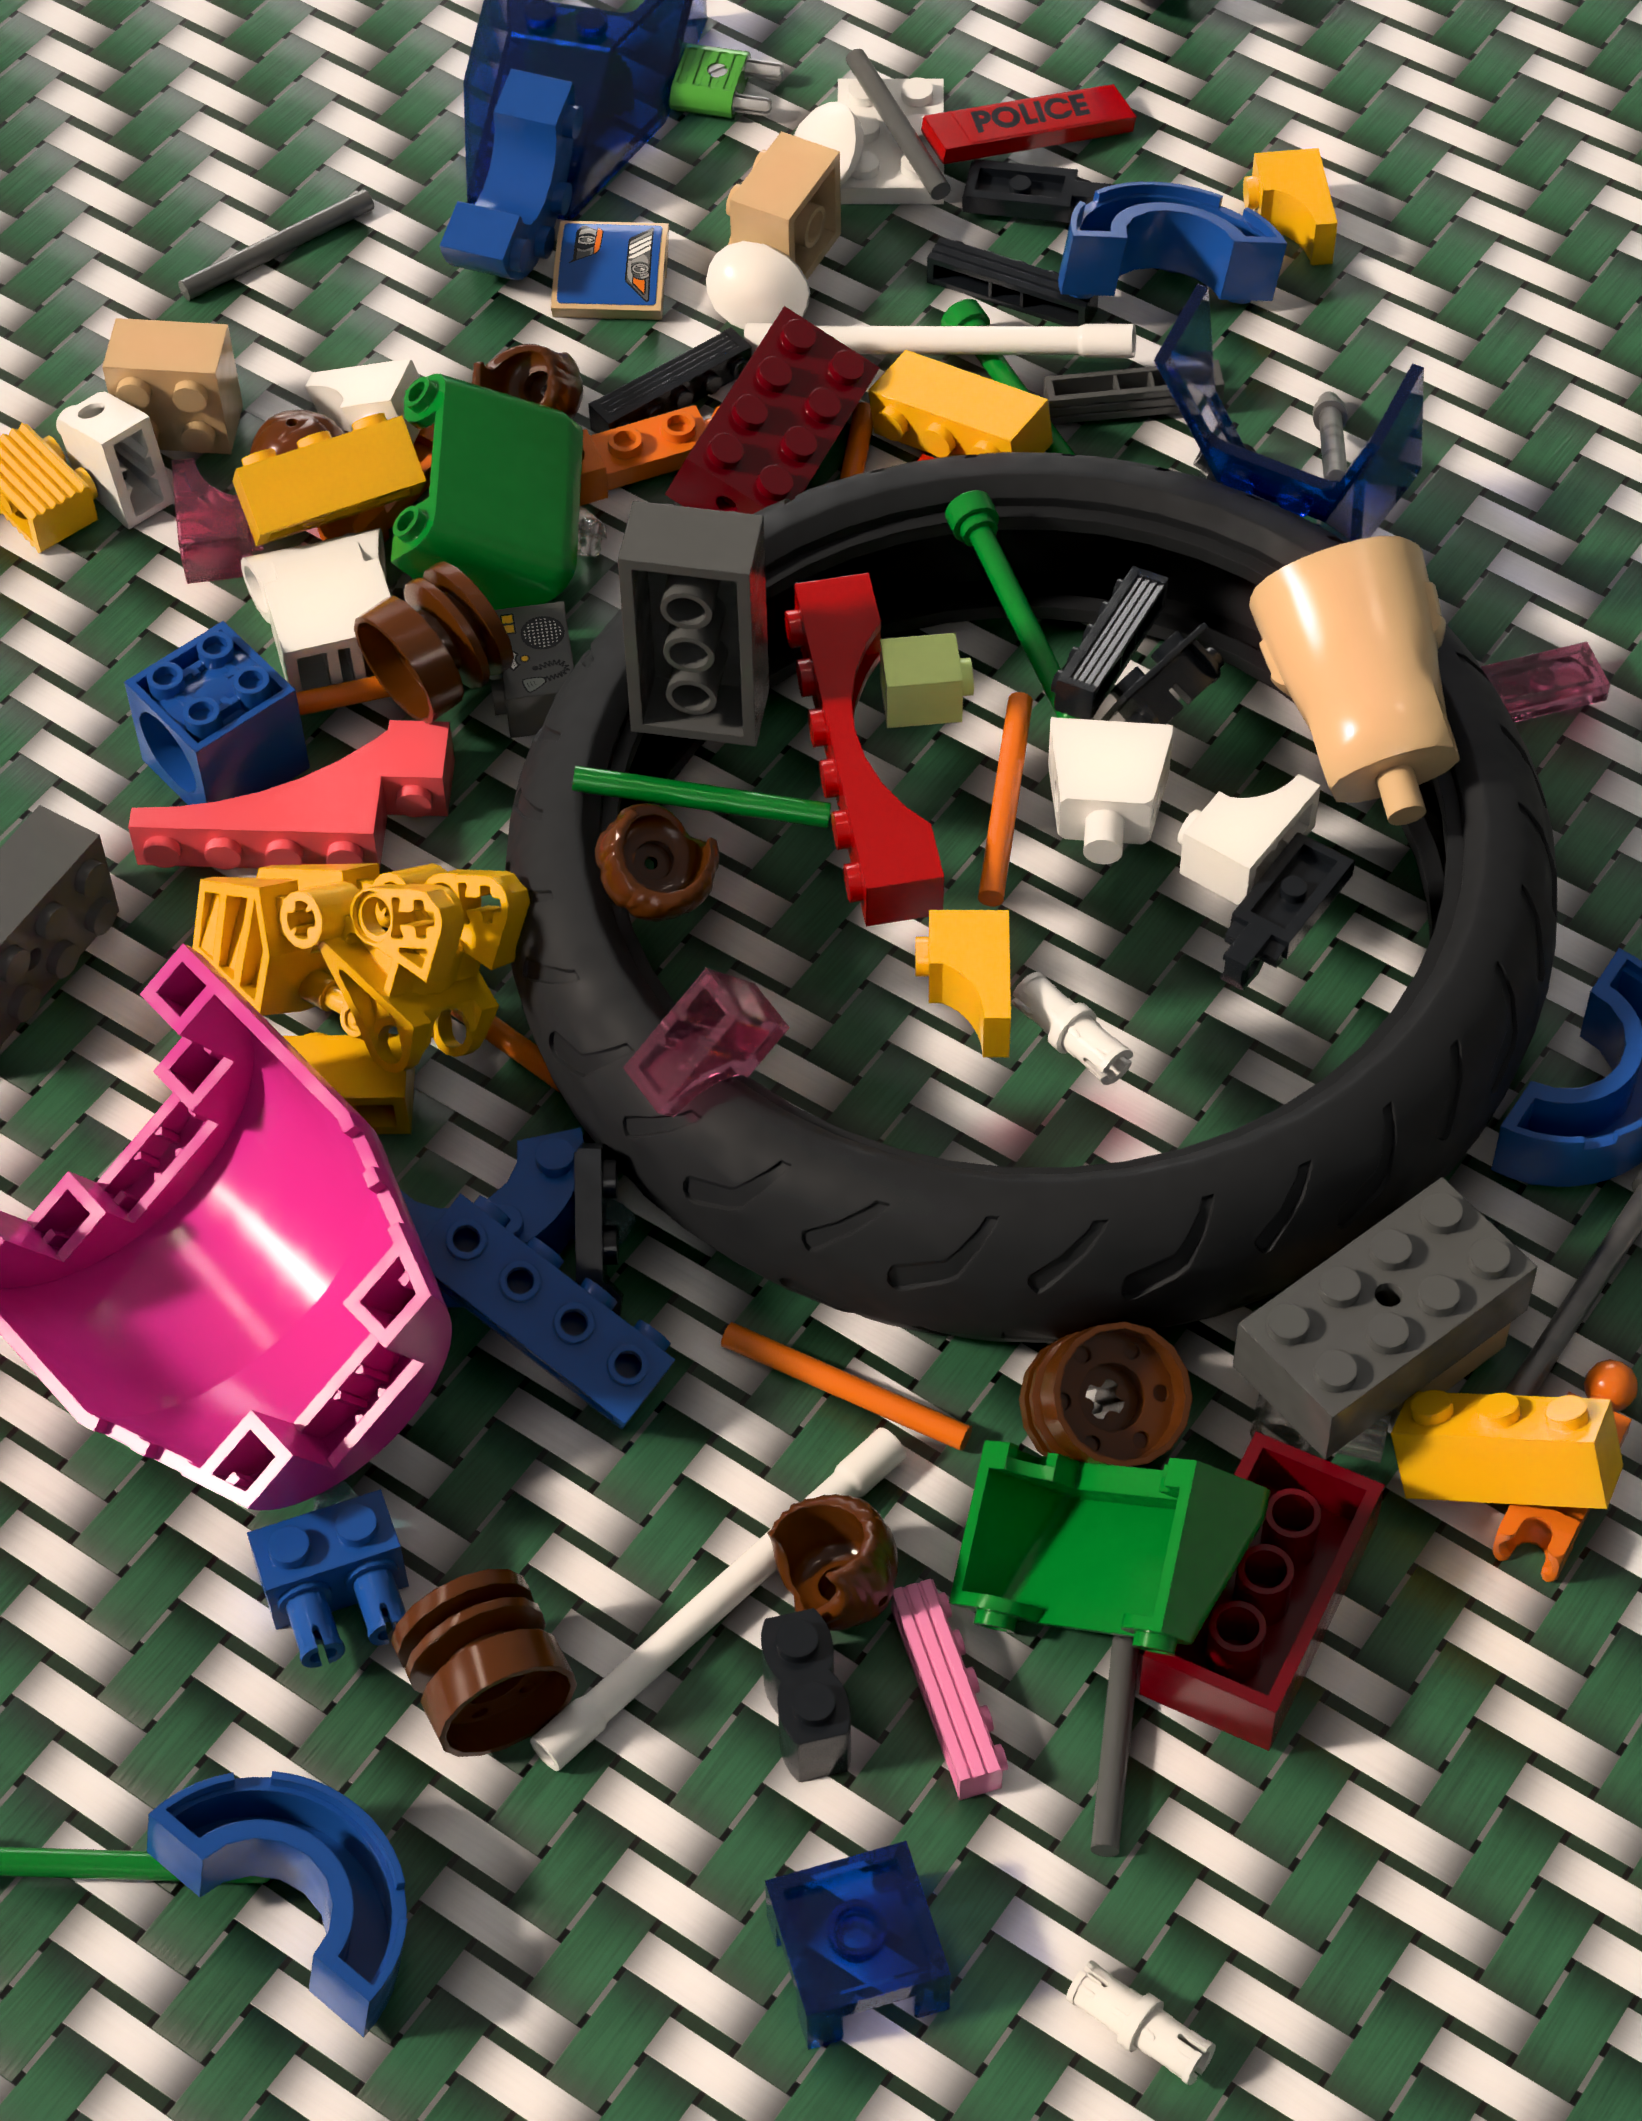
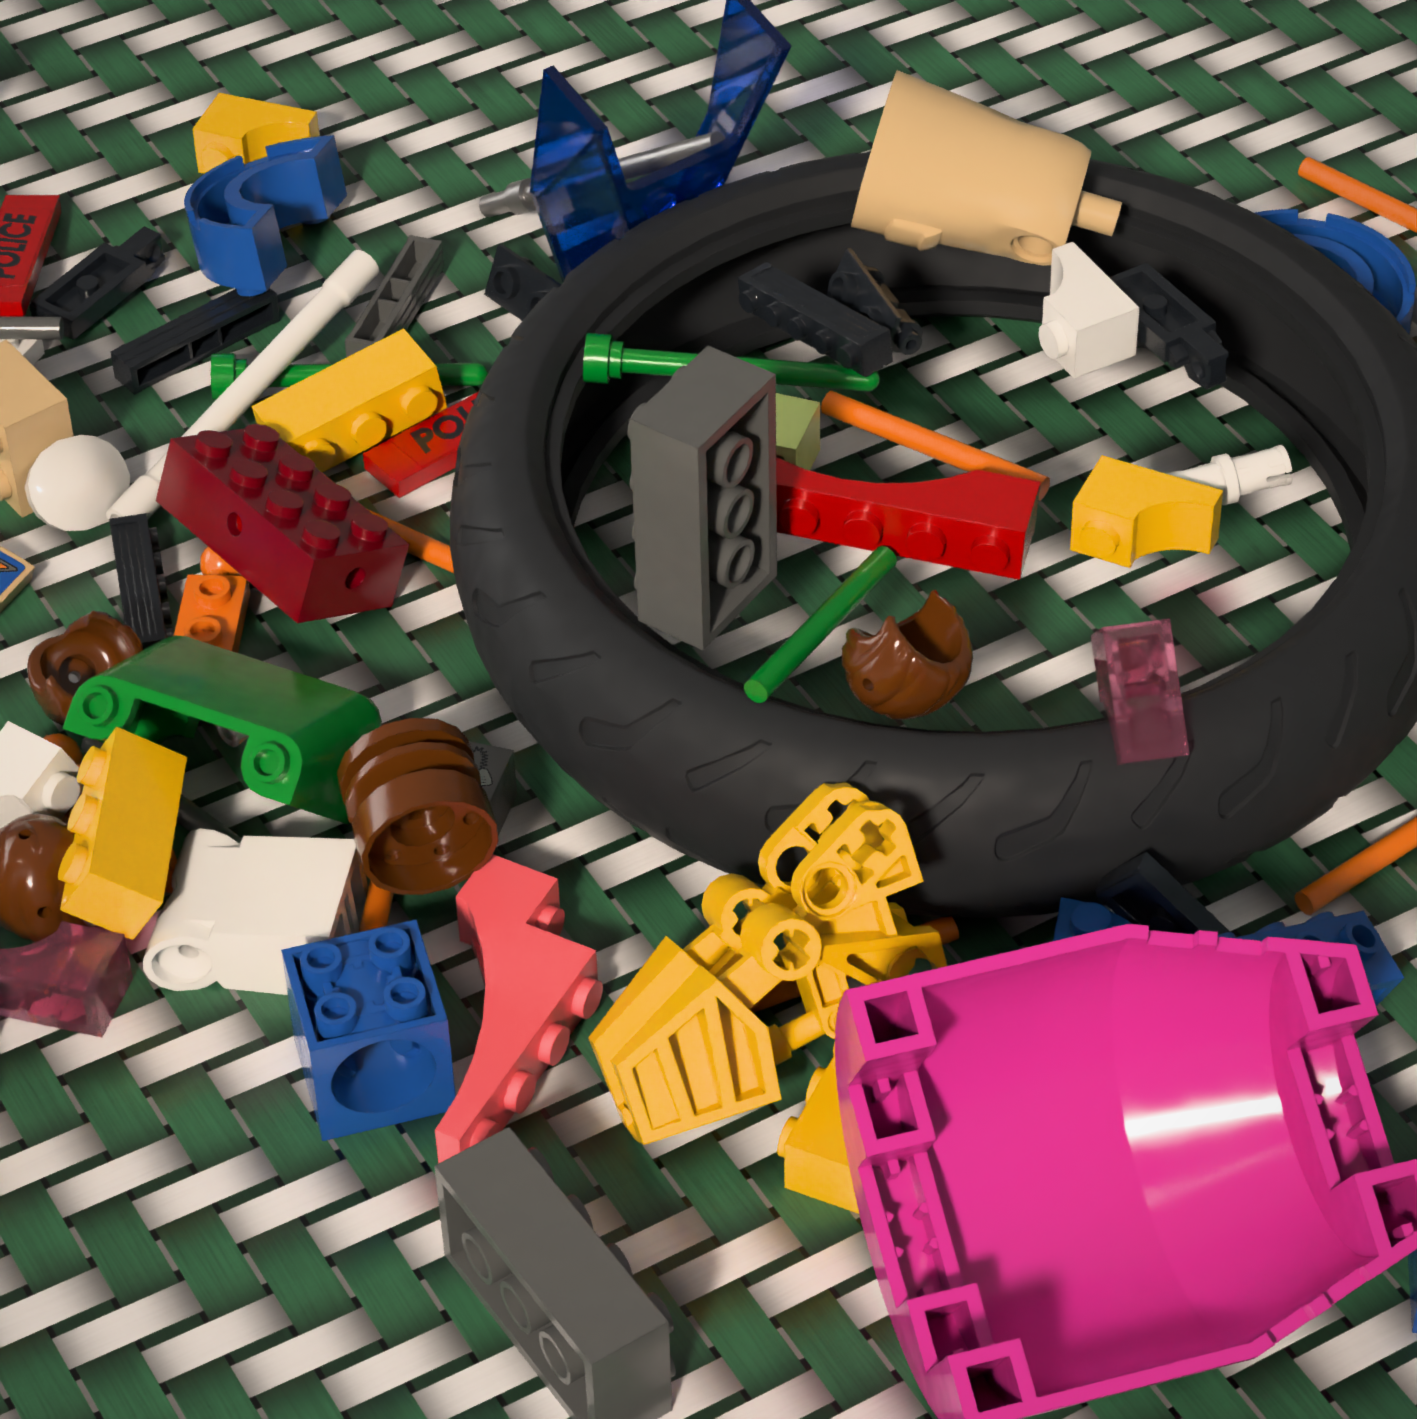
camera: 65 degrees left, 10 degrees down
(1107, 782) = (970, 373): white torso -> none

